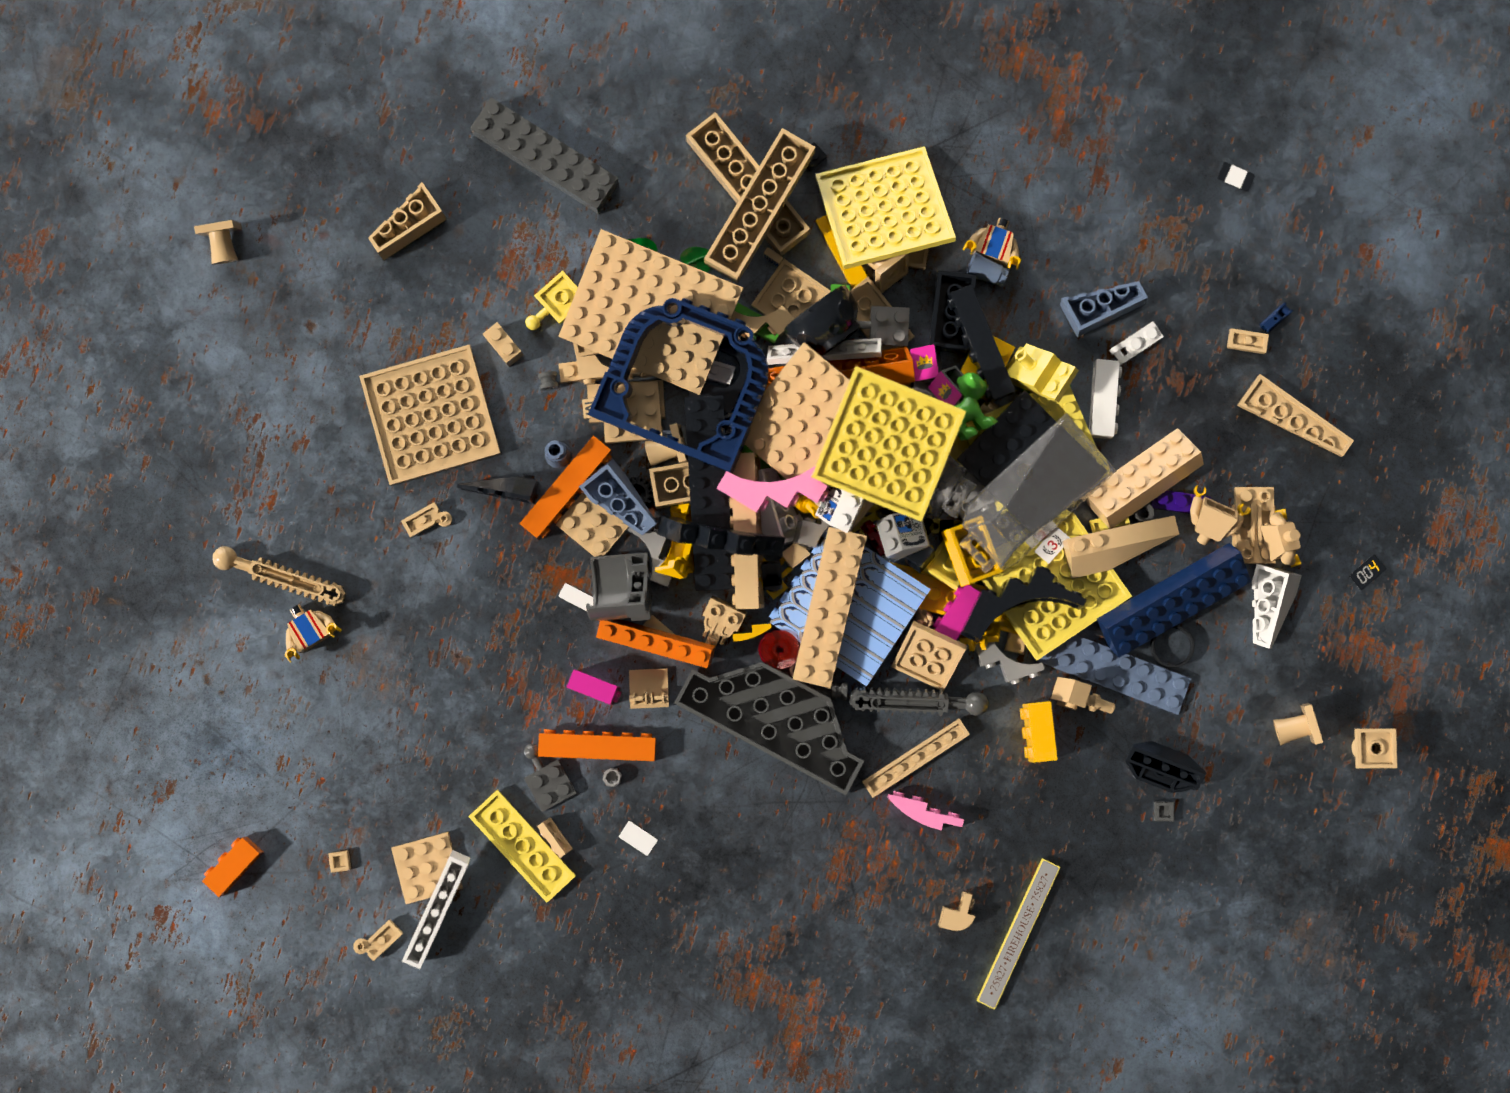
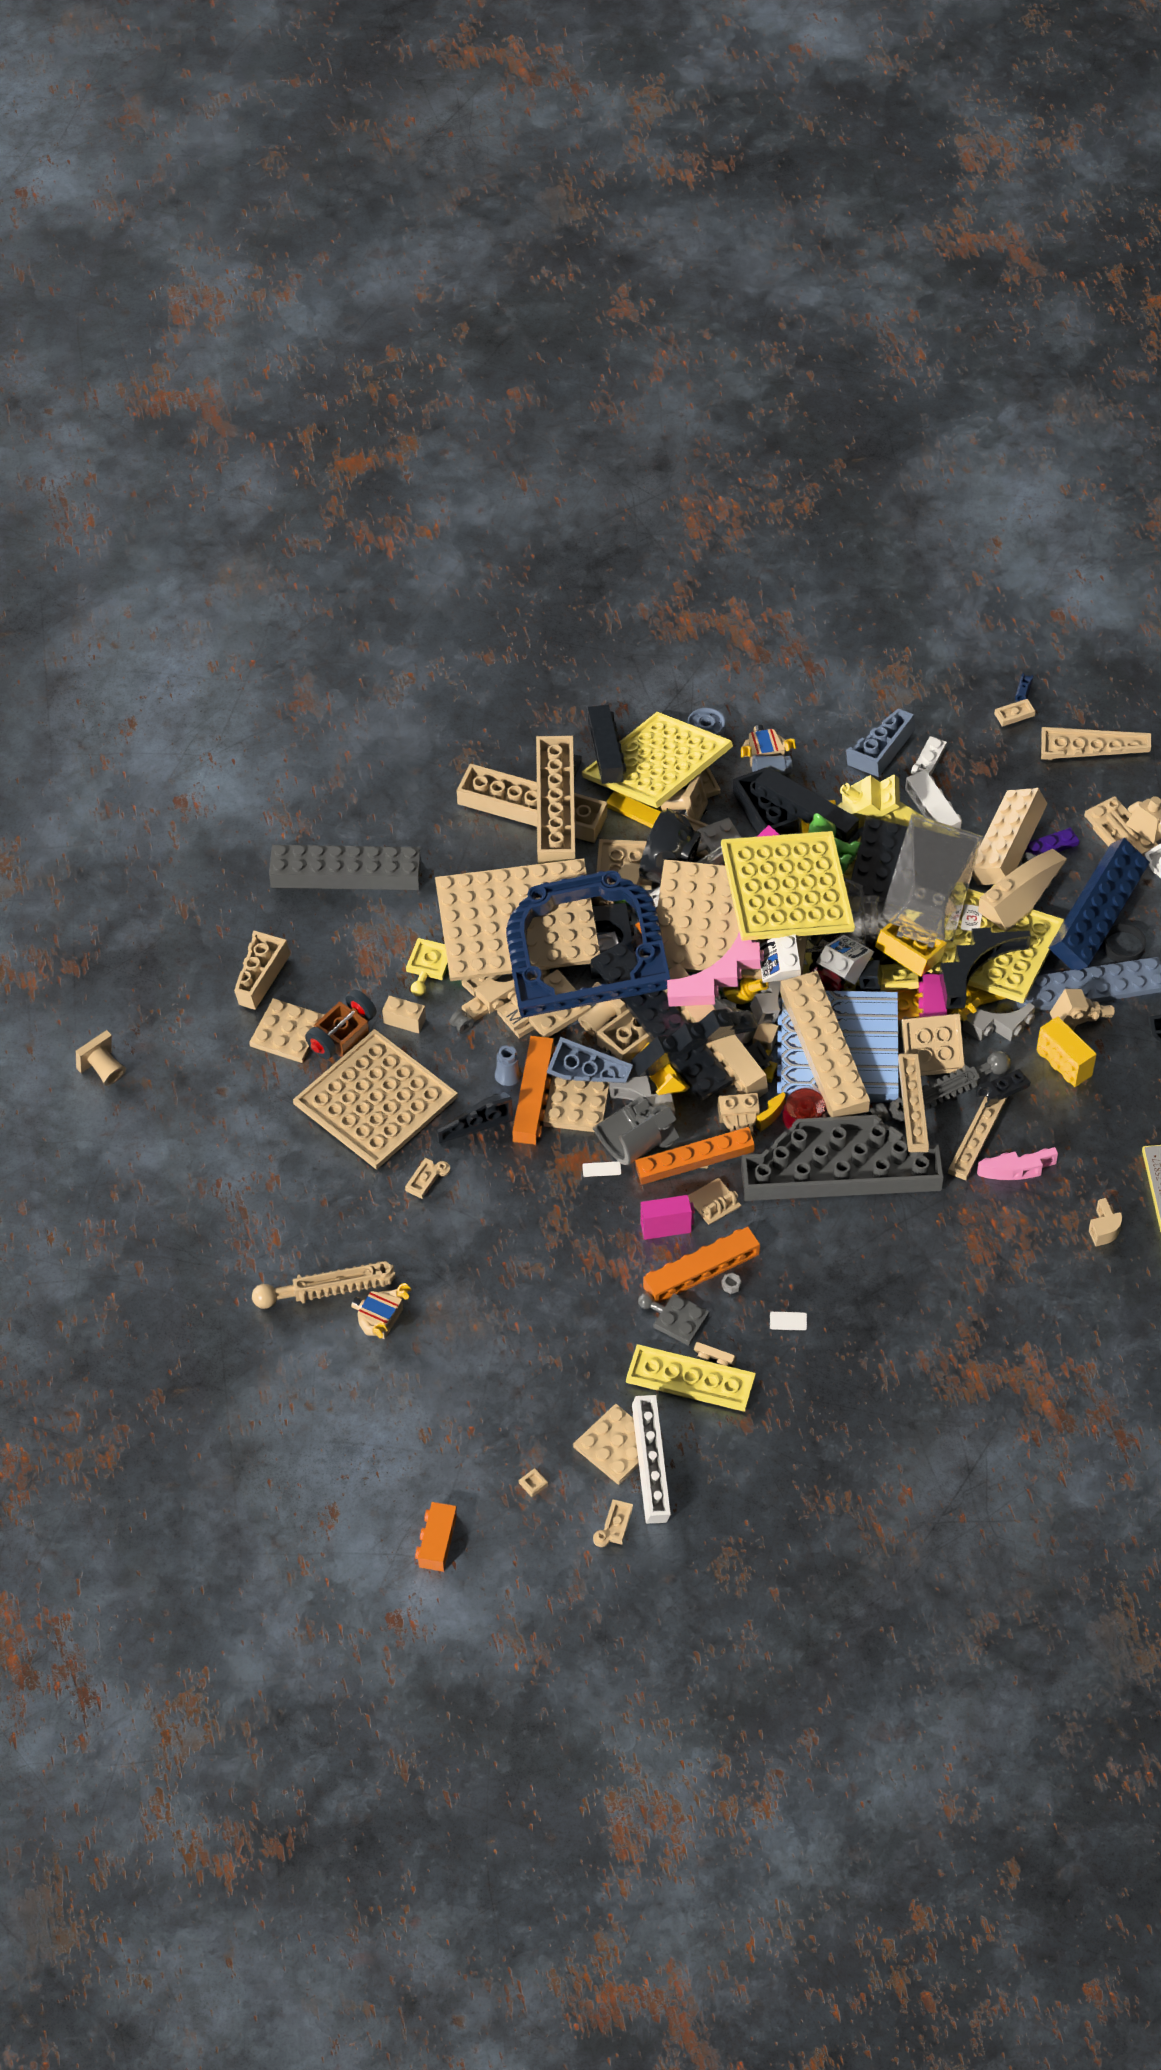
camera: 30 degrees left, 30 degrees down
(399, 298) = (284, 1030): none -> tan plate
(438, 329) = (342, 1026): none -> brick
(773, 257) = (589, 843): tan tile -> none
(850, 161) = (606, 744): none -> black brick
(868, 709) = (913, 1103): none -> tan plate
(963, 180) = (708, 720): none -> sand blue wheel
(963, 732) = (1002, 1087): none -> black plate
(1014, 644) = (997, 1006): tan tile -> none
(1214, 519) = (1085, 835): tan torso -> none
(1236, 176) = (918, 616): sticker -> none

